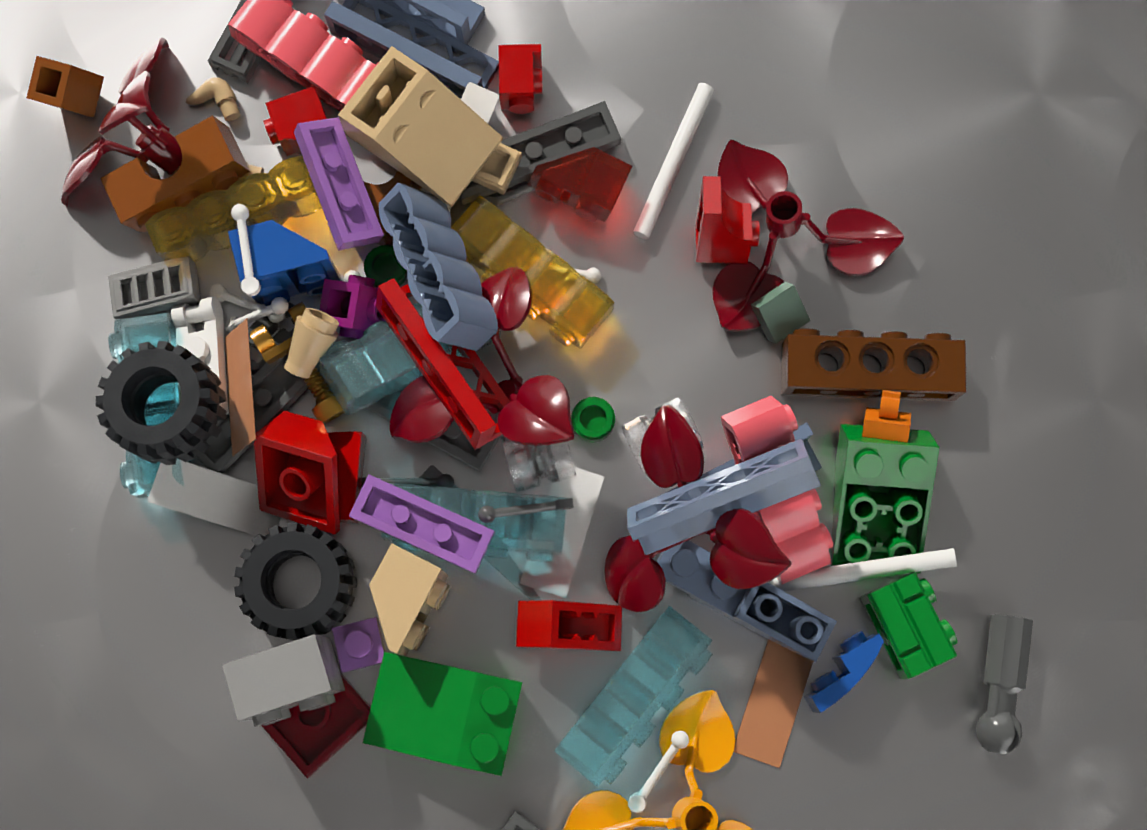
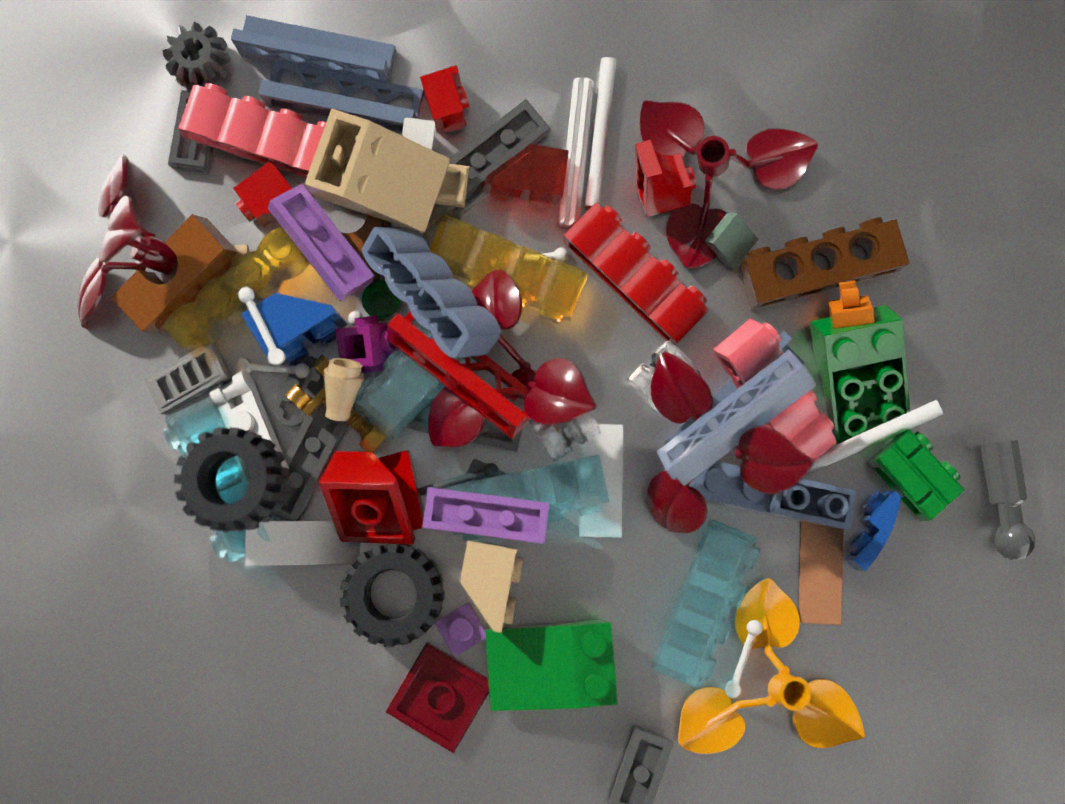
camera: 15 degrees left, 5 degrees up
(65, 86) = (52, 225): dark orange brick -> none
(221, 92) = (191, 189): tan animal -> none
(240, 388) = (292, 444): nougat sticker -> none
(278, 306) = (303, 364): white hinge -> none
(282, 678) = (410, 681): light grey brick -> none
(488, 514) = (538, 489): dark grey hinge -> none
(569, 625) = (633, 561): red arch -> none
(593, 419) = (600, 378): green tile -> none
(641, 173) = (577, 146): none -> white axle
(665, 319) = (635, 274): none -> red brick

